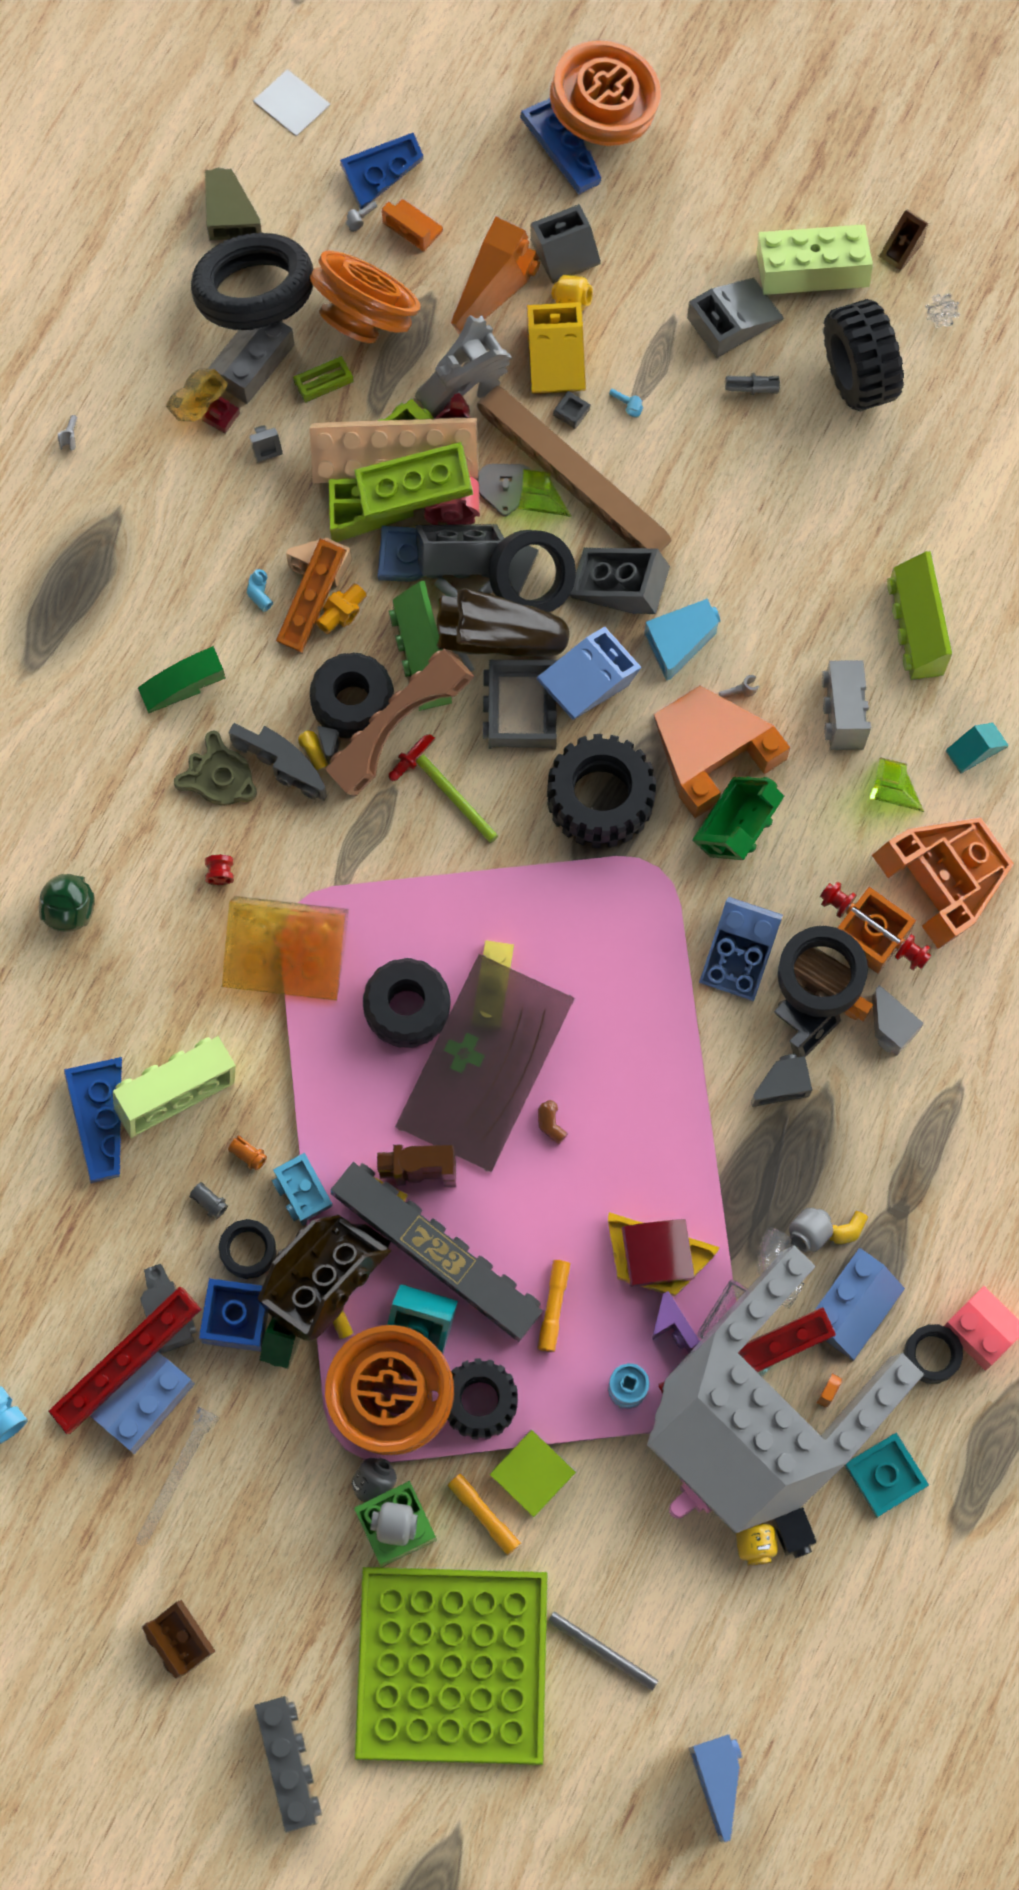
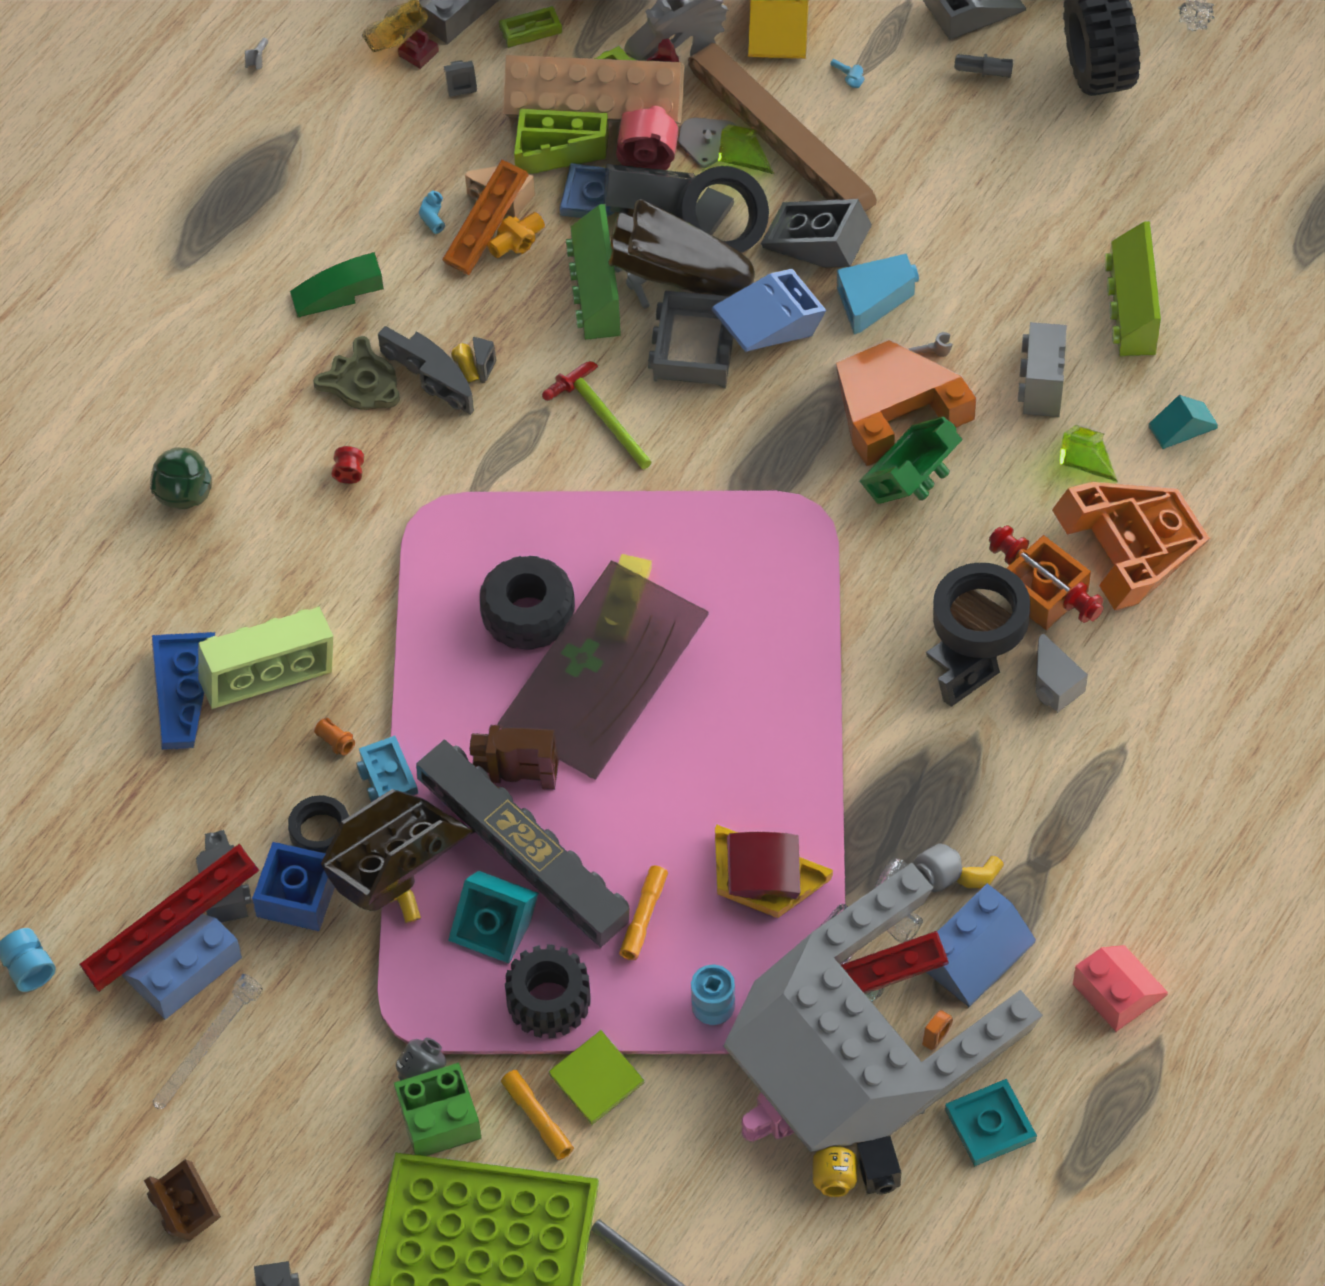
camera: 10 degrees right, 15 degrees down
(209, 1201) = (291, 783): dark grey pin -> none
(278, 1345) = (340, 919): dark green slope -> none
(284, 947) = (405, 540): clear yellow slope -> none
(344, 672) = (515, 292): black tyre -> none
(359, 760) = (511, 374): nougat arch -> none
(377, 1361) = (444, 962): orange wheel -> none
(394, 1524) = (434, 1093): light grey head -> none
(413, 482) = (607, 114): lime tile -> none
(547, 1121) = (663, 734): dark orange arm -> none
(571, 409) = (788, 75): dark grey tile -> none
(608, 757) = (766, 392): black tyre -> none
(670, 1317) = (768, 936): medium lavender slope -> none
(741, 948) = (898, 589): medium blue slope -> none
(784, 1082) = (926, 722): dark grey slope -> none
(859, 1009) = (1019, 659): orange plate -> none
(949, 1337) = (1062, 982): black tyre -> none

